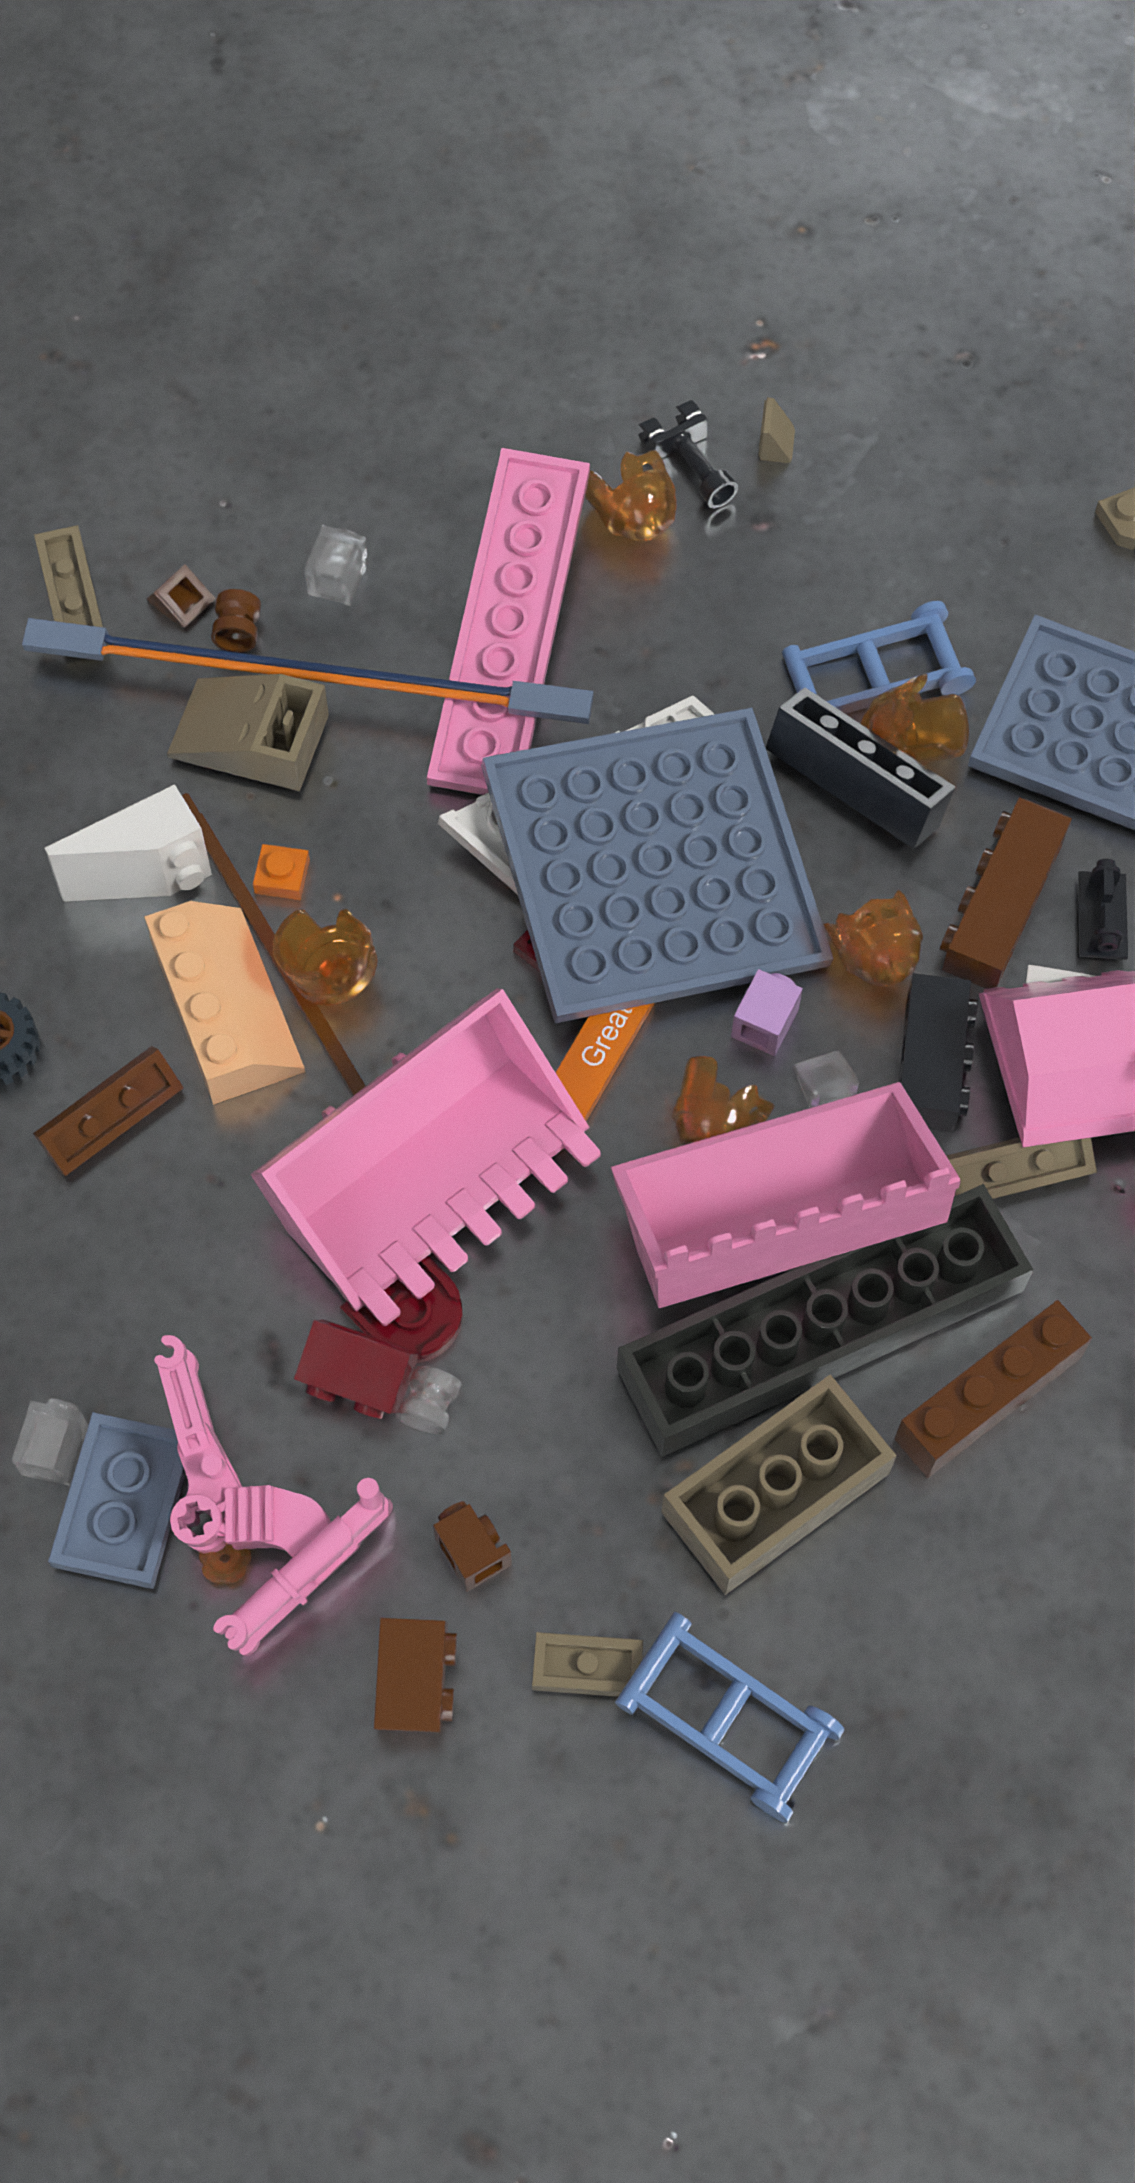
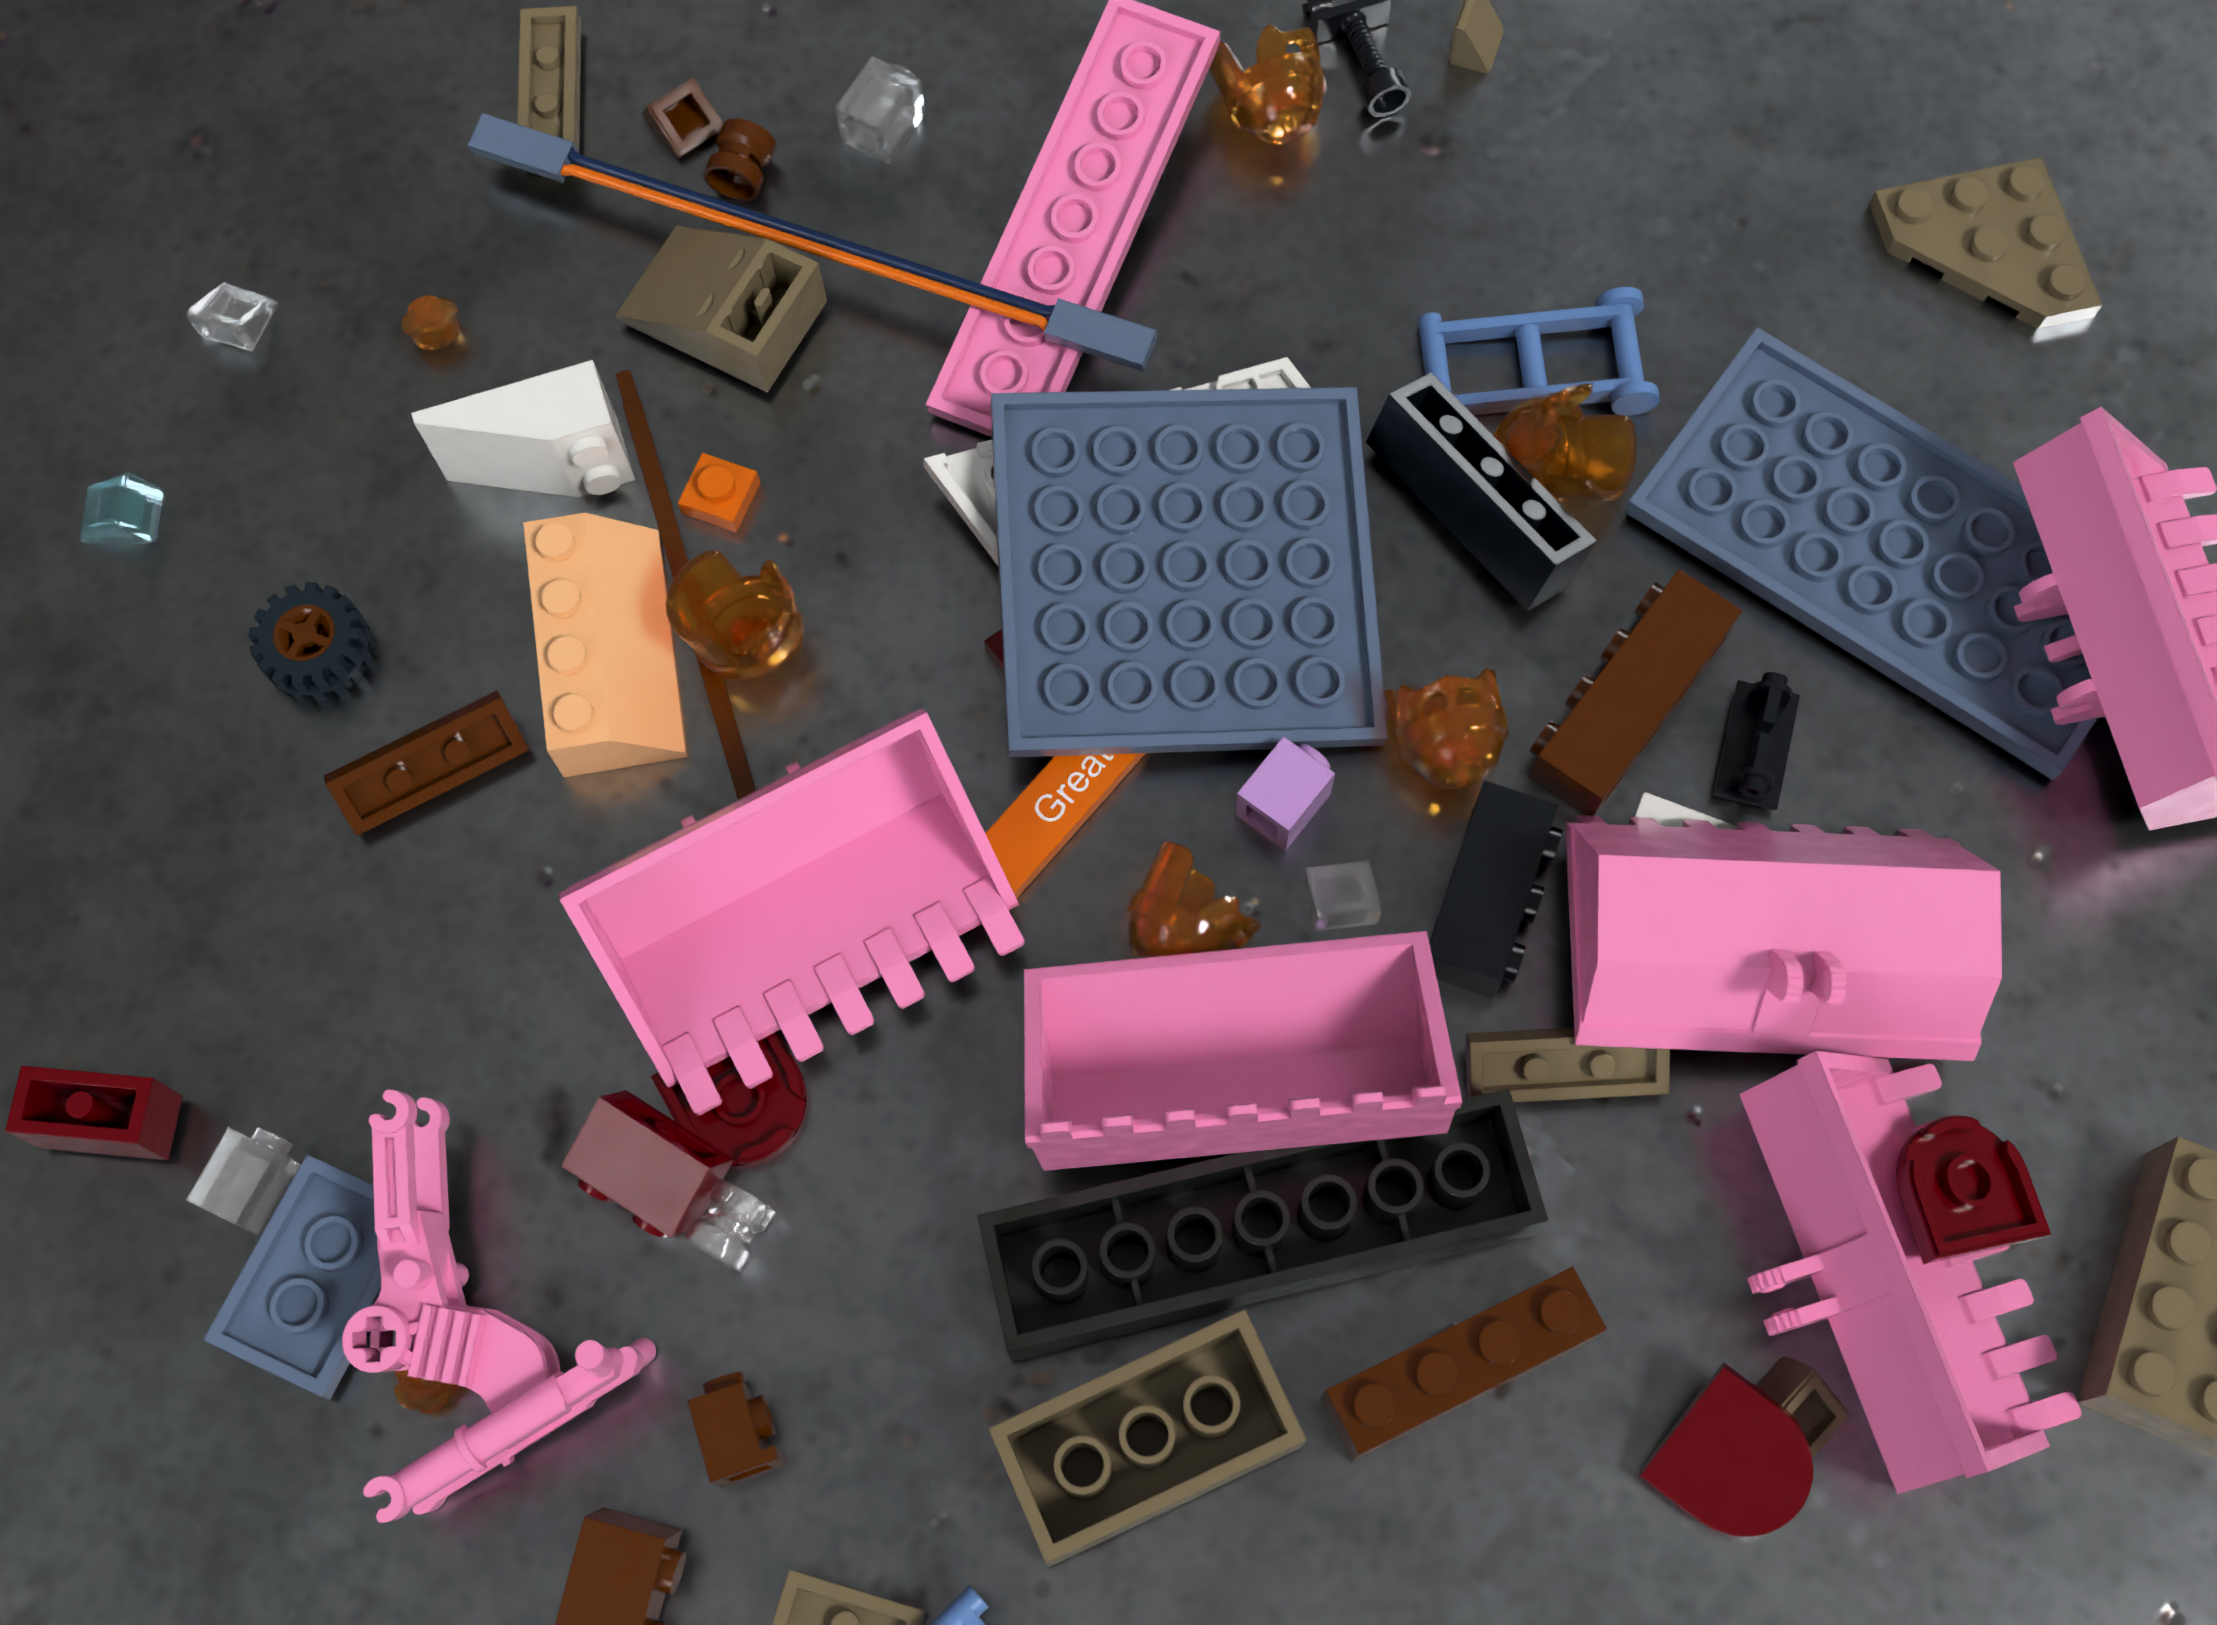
camera: 15 degrees right, 5 degrees up
(24, 783) = (431, 322): none -> clear orange plate

